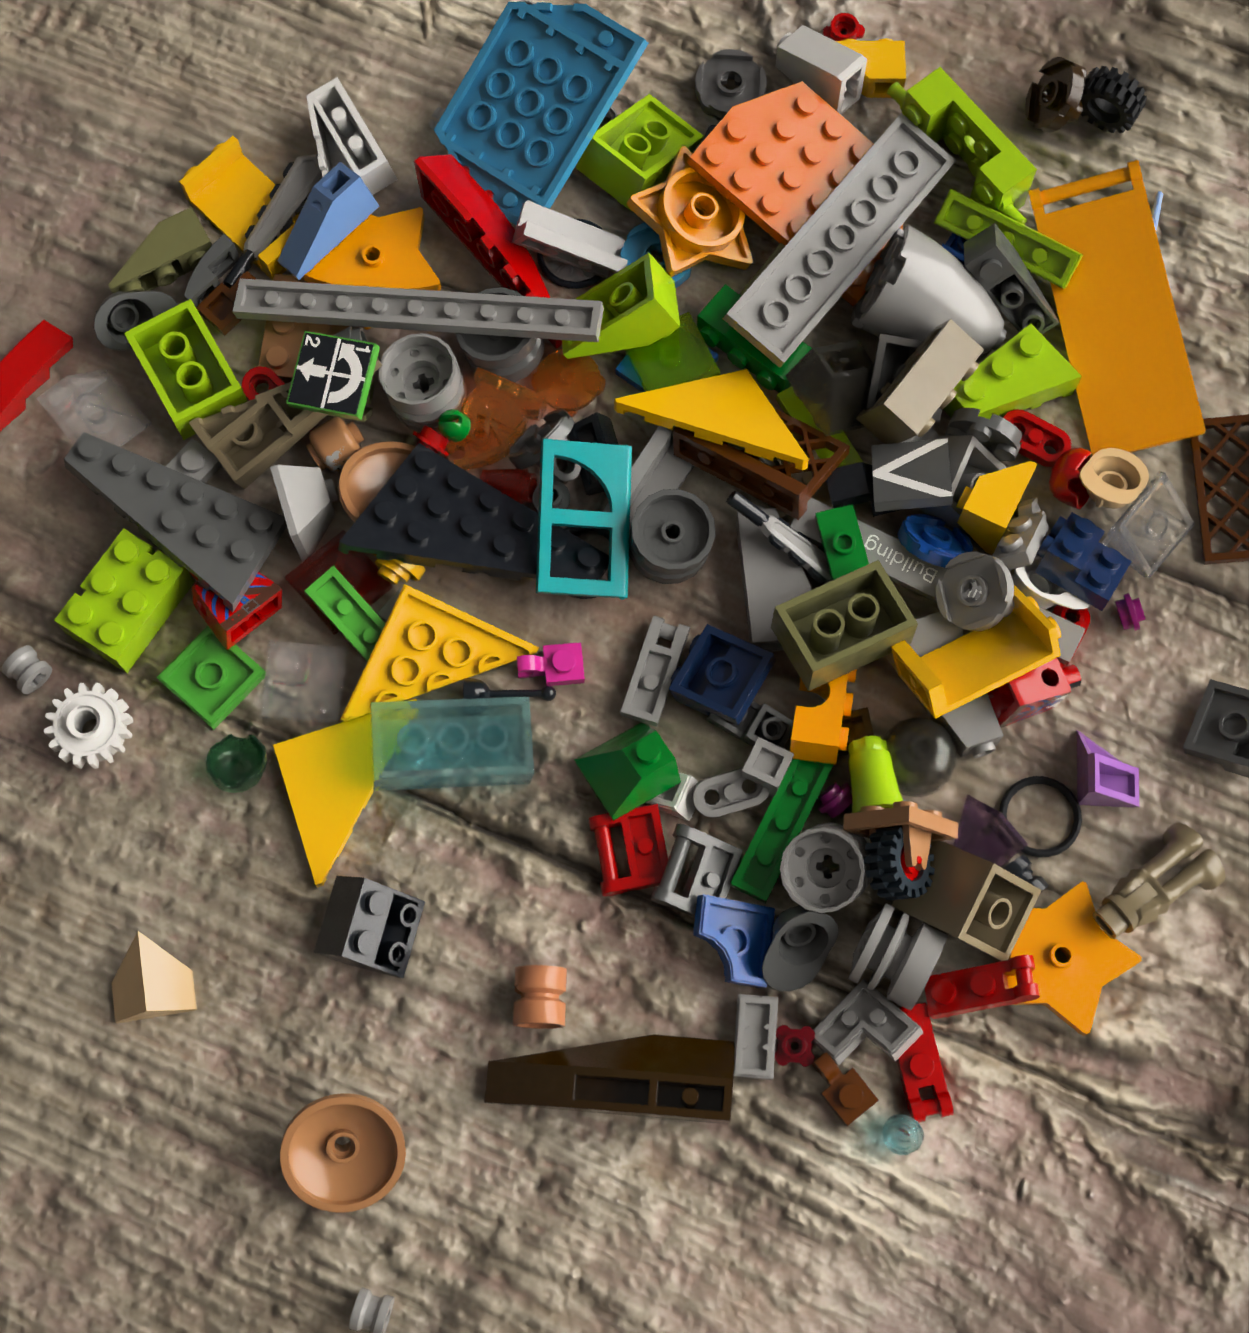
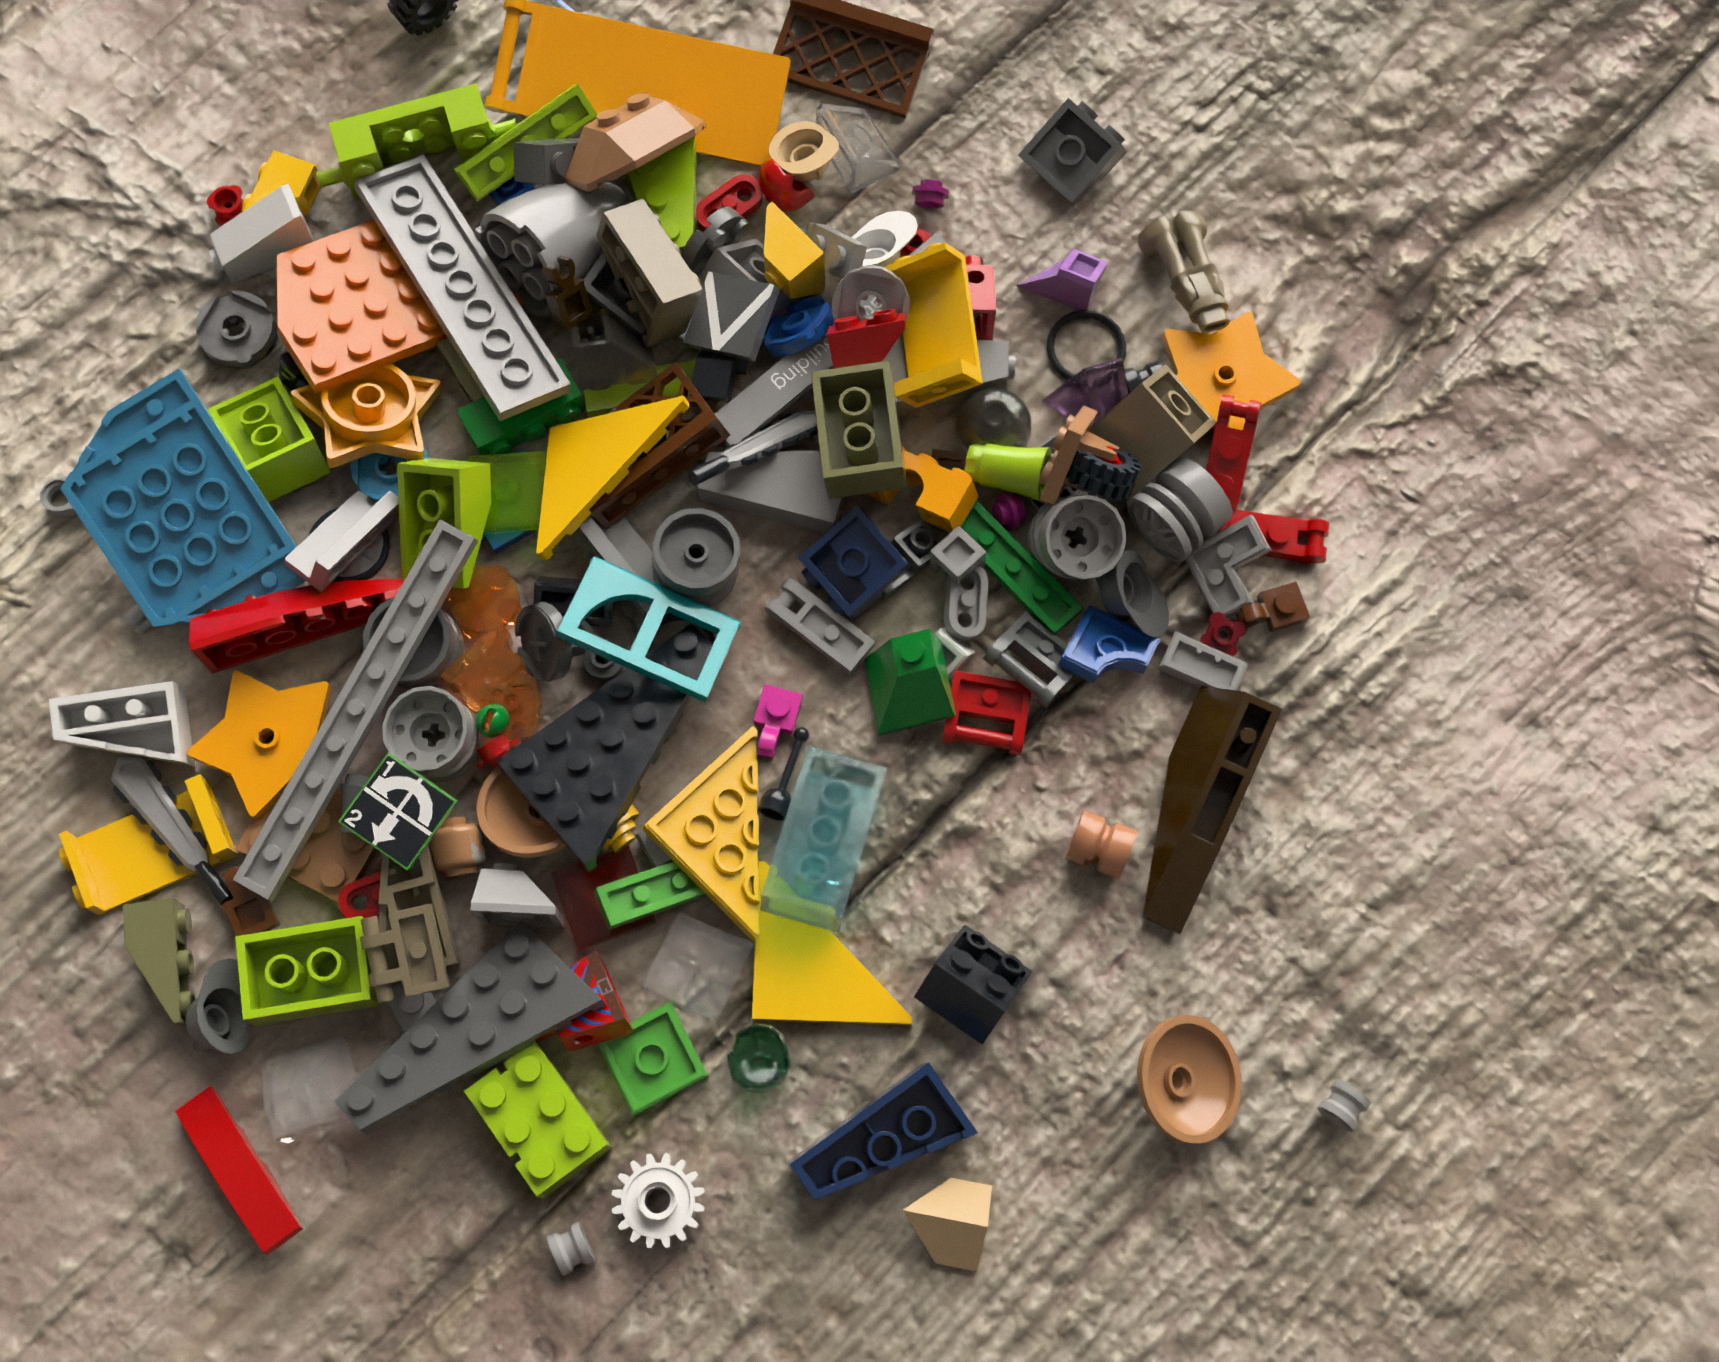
camera: 75 degrees left, 0 degrees up
(211, 267) = (211, 920): dark grey slope -> none
(212, 901) = (893, 1128): none -> dark blue wedge
(223, 441) = (417, 951): none -> dark tan plate
(328, 216) = (210, 765): medium blue slope -> none
(512, 482) = (571, 690): clear red cone -> none
(841, 540) = (773, 405): green plate -> none
(864, 327) = (569, 297): none -> dark brown plate
(900, 1142) = (1333, 572): clear light blue plate -> none
(933, 597) = (865, 340): none -> red slope
(1045, 319) = (628, 139): none -> medium nougat wedge
(1056, 95) = (412, 35): dark brown plate -> none
(1081, 563) = (871, 211): dark blue plate -> none

